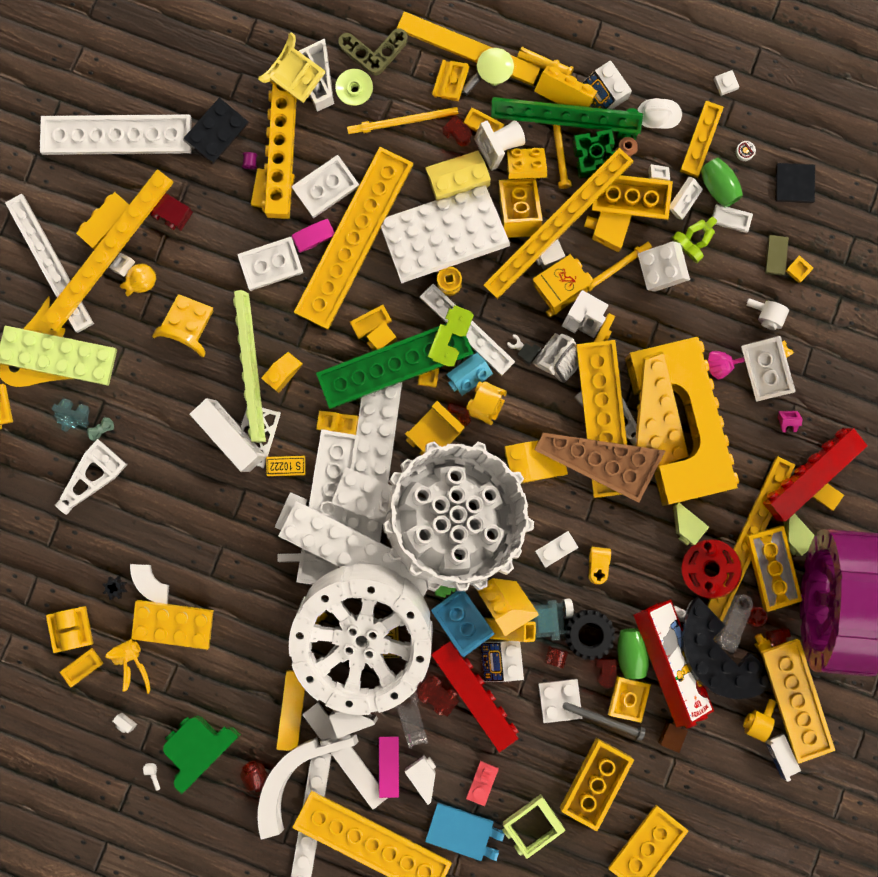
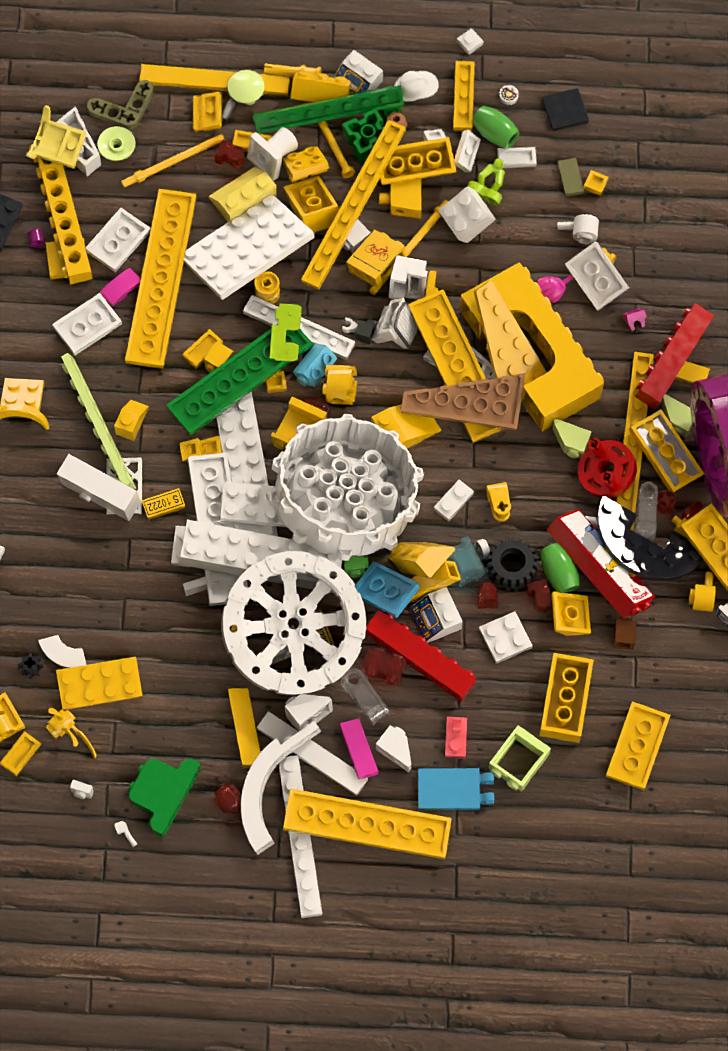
camera: 25 degrees left, 15 degrees down
(638, 733) = (591, 642): dark grey bar -> none

